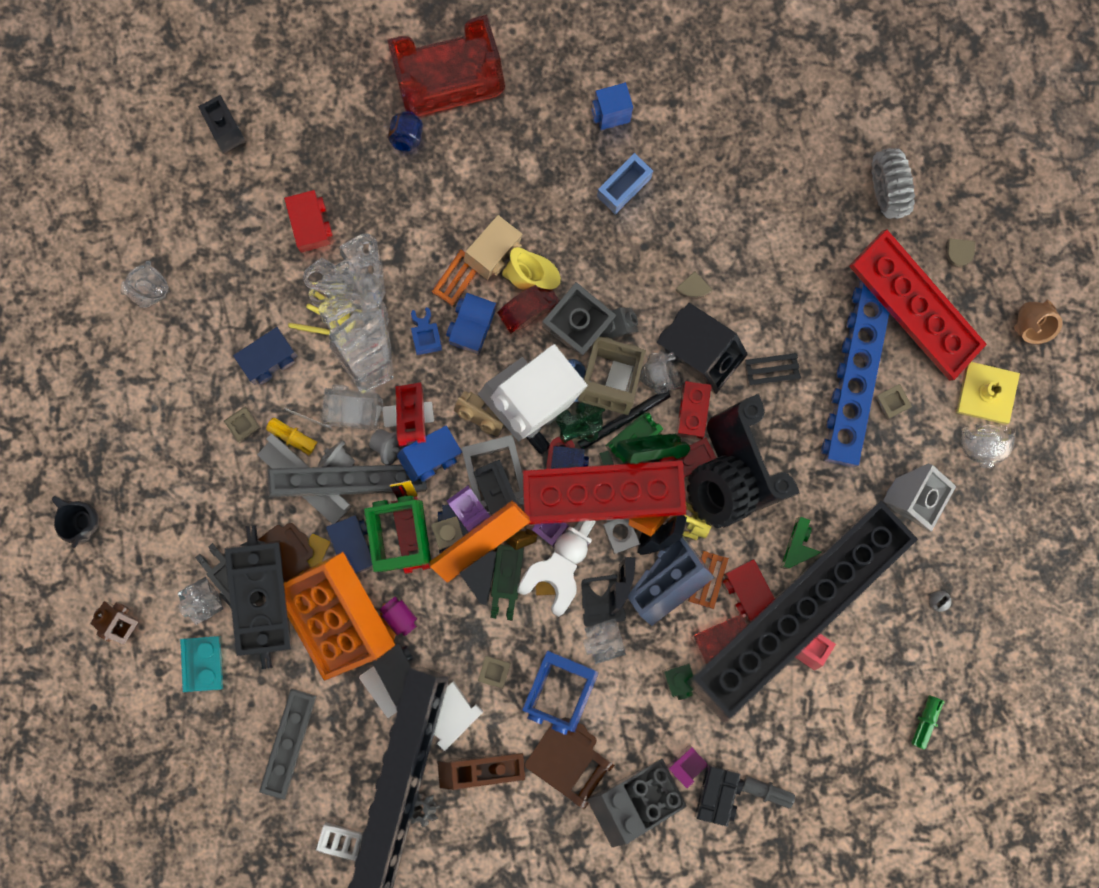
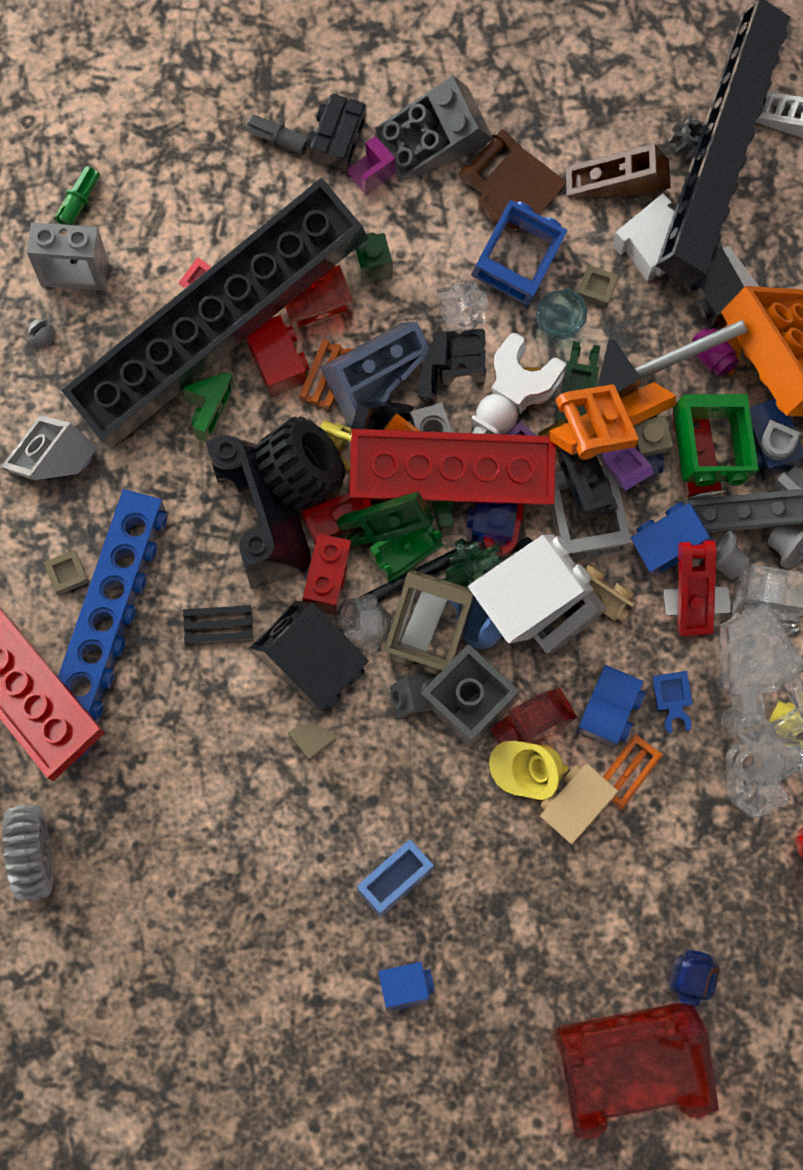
camera: 170 degrees left, 10 degrees down
(347, 536) = (779, 441): none -> light grey tile
(422, 609) = (692, 349): none -> light grey bar
(485, 530) = (606, 415): none -> orange plate
(523, 640) = (561, 314): none -> clear light blue hair
(928, 658) = (55, 255): none -> light grey window

